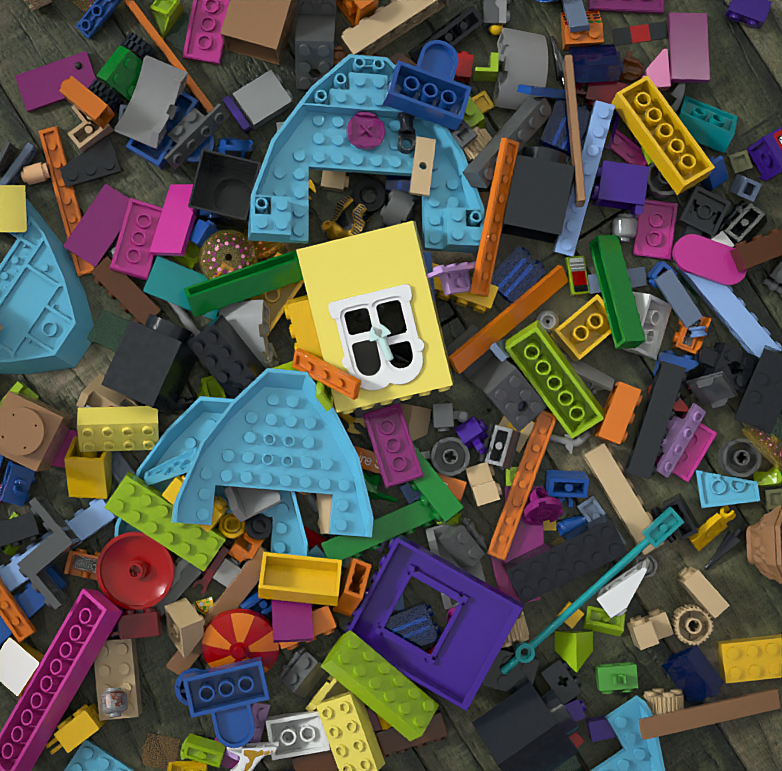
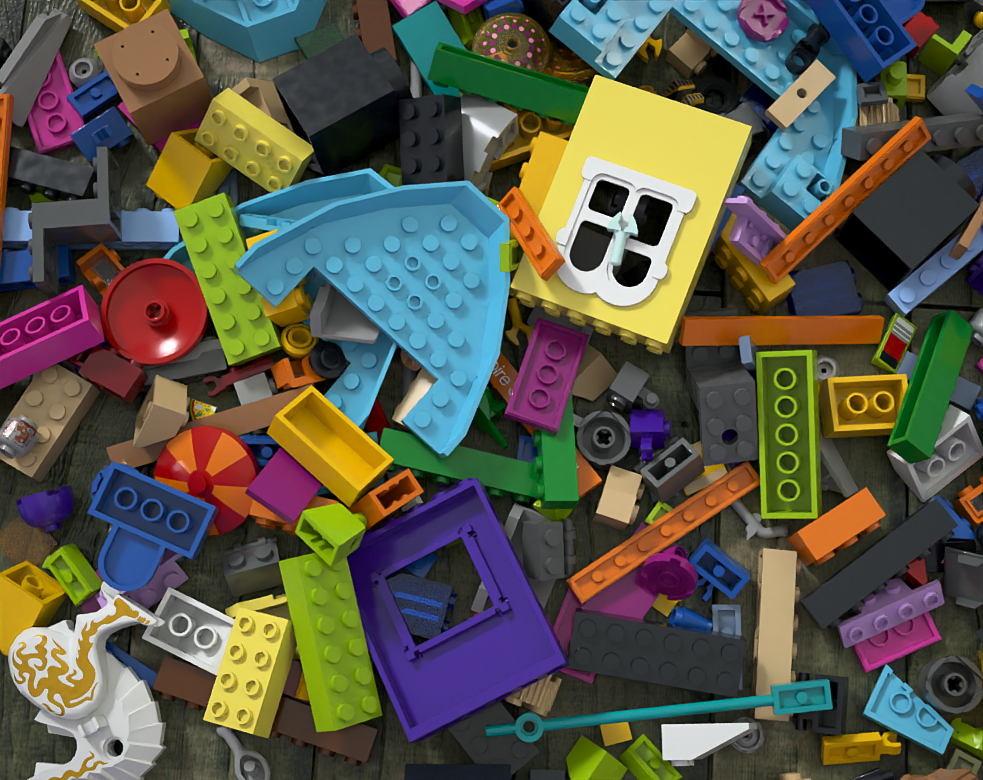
camera: 35 degrees right, 10 degrees down
(160, 726) = (47, 508): none -> dark purple cylinder
(339, 628) = (331, 531): none -> lime torso

